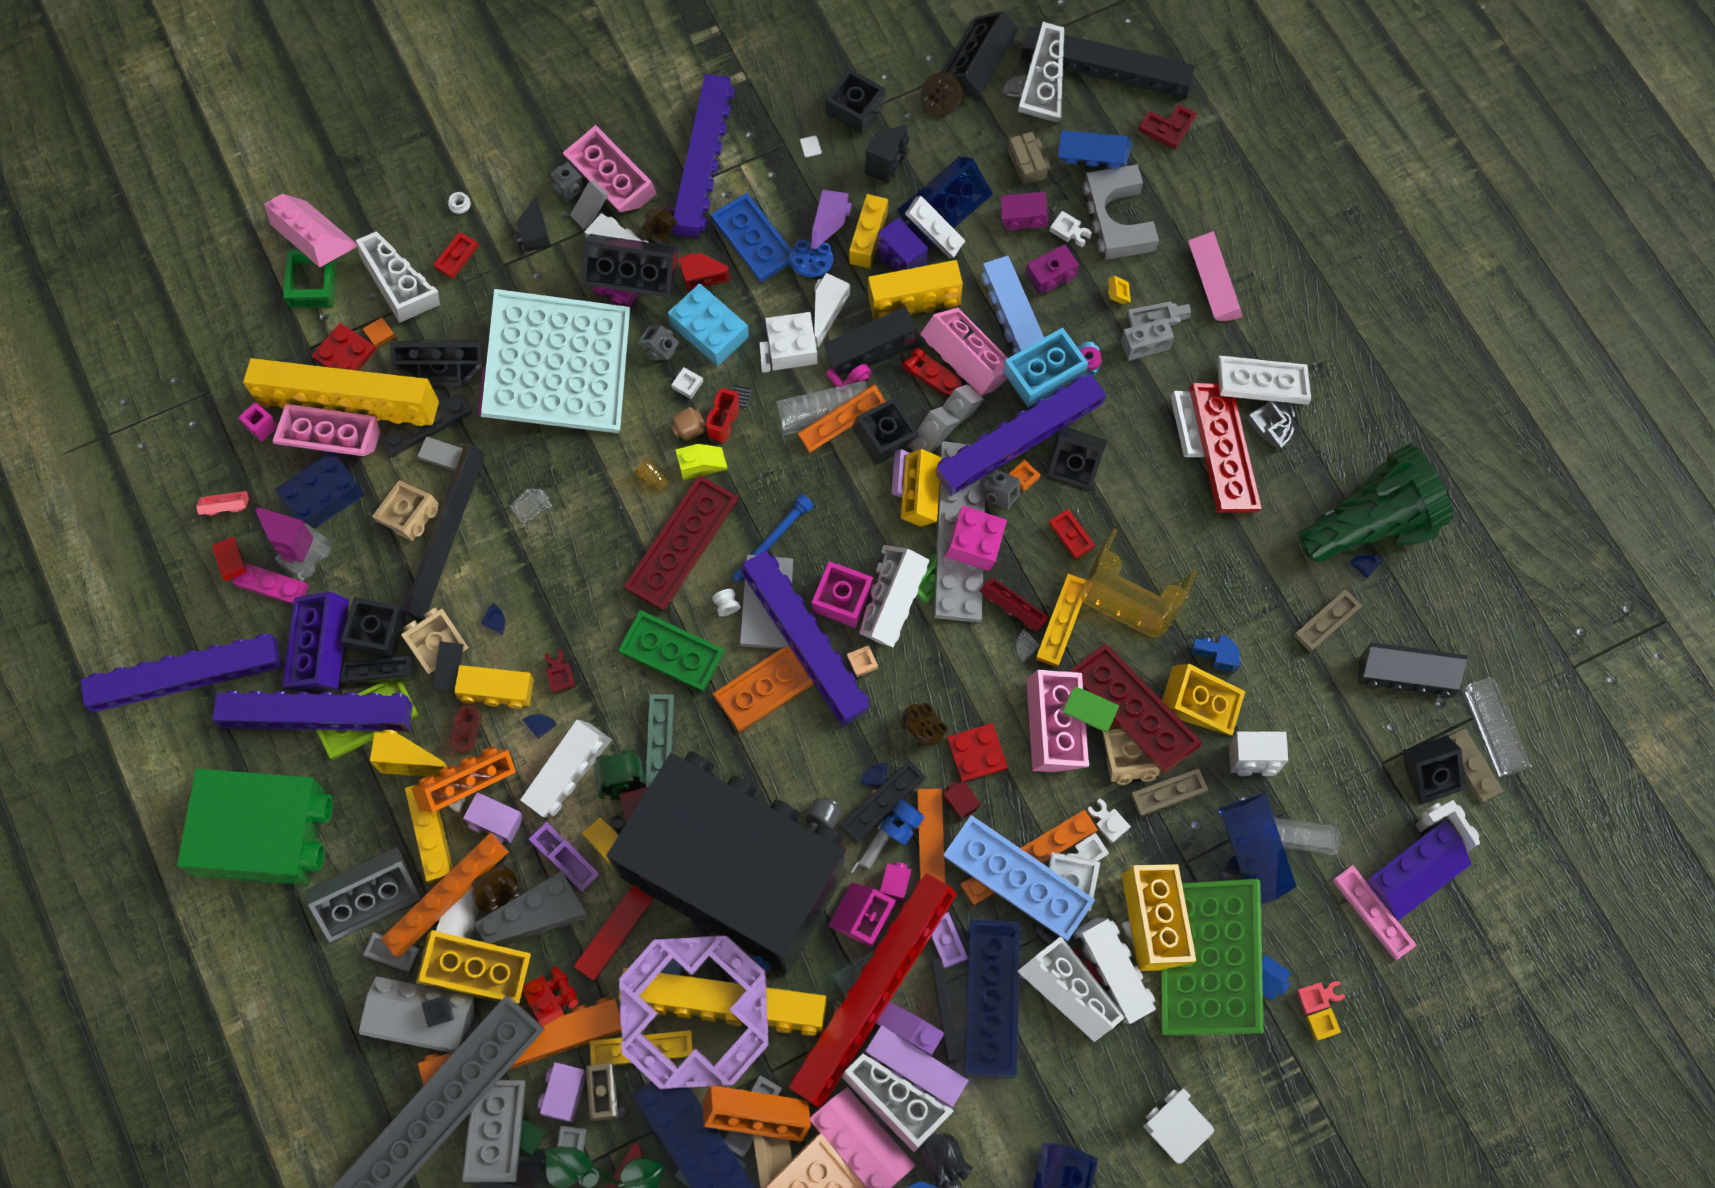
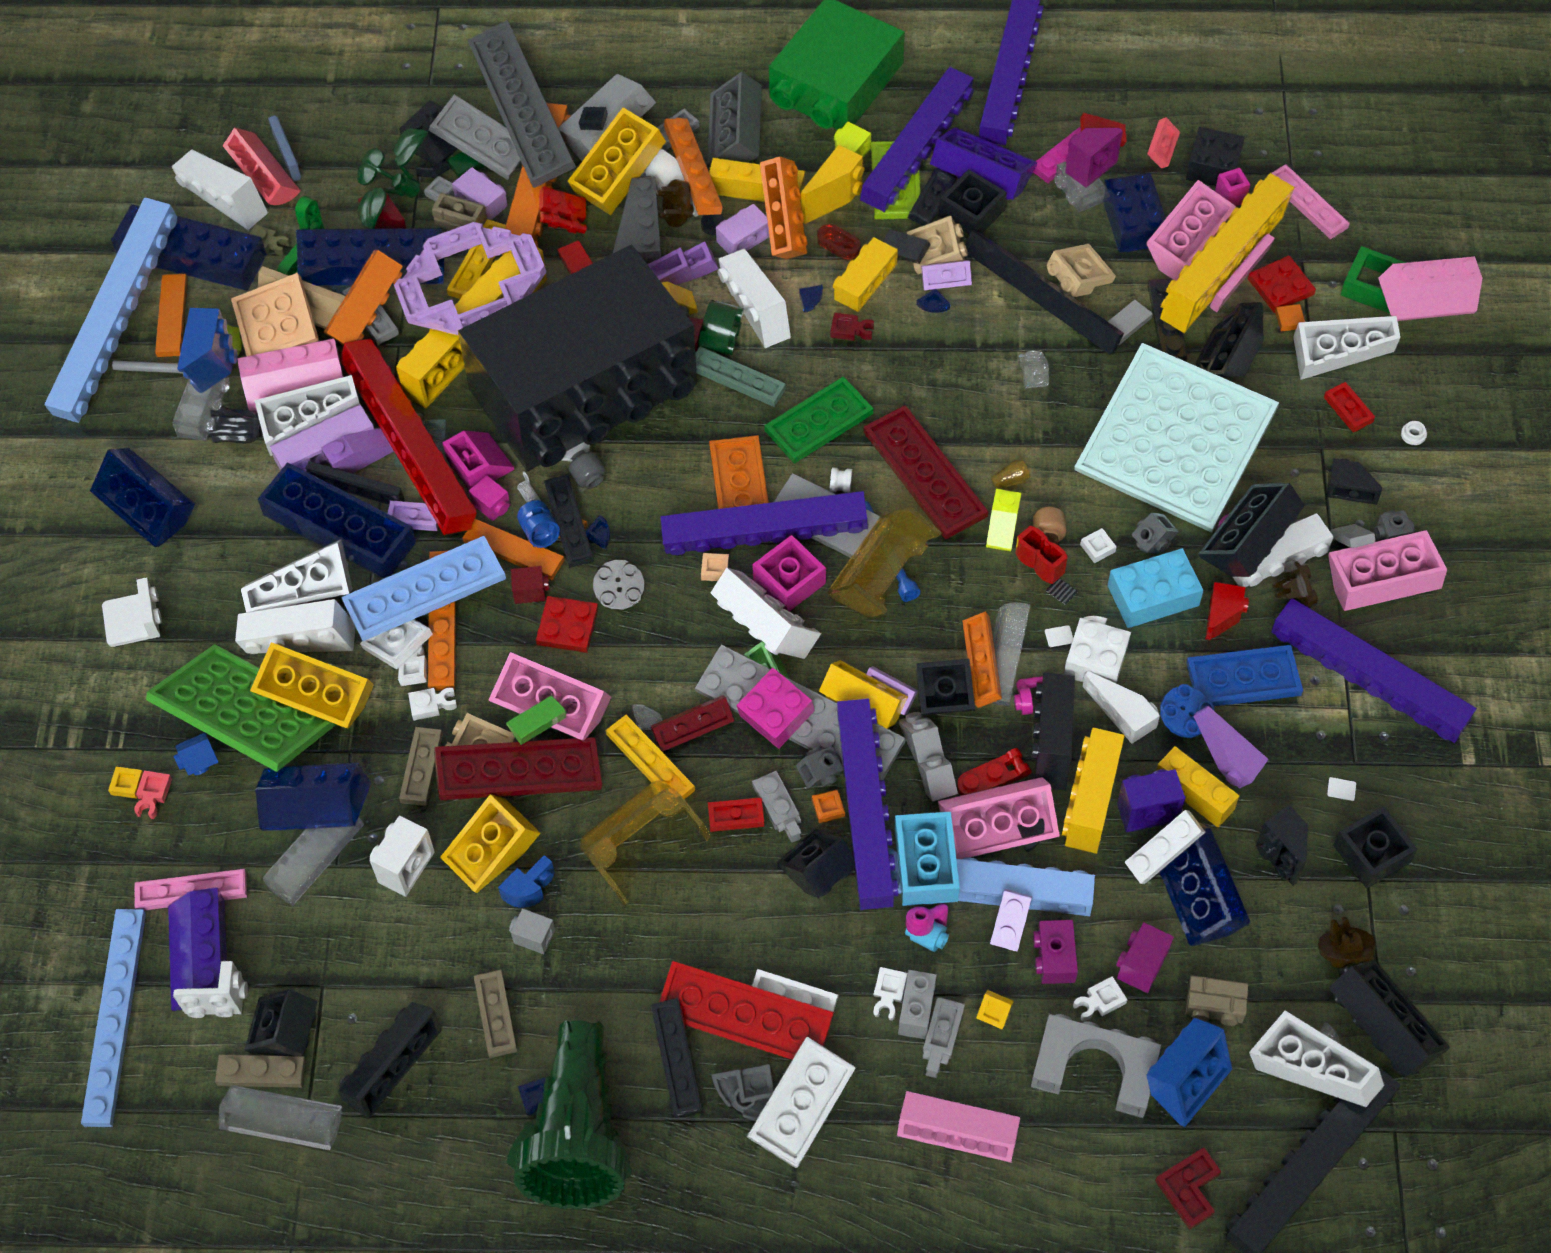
camera: 120 degrees right, 10 degrees down
(224, 452) = (1214, 154): none -> black brick
(234, 370) = (1312, 204): none -> bright pink tile
(346, 772) = (853, 138): none -> neon yellow slope
(463, 618) = (946, 275): none -> lavender plate
(782, 381) = (1059, 636): none -> white sticker
(799, 536) = (880, 559): none -> clear yellow windscreen
(1044, 510) = (778, 805): none -> light grey hinge
(1047, 305) = (1011, 920): none -> plate
(1145, 365) = (890, 988): none -> white plate
(1252, 628) = (532, 931): none -> light grey brick
(1282, 477) = (676, 1057): none -> black tile
(1503, 904) = (113, 1018): none -> light blue plate

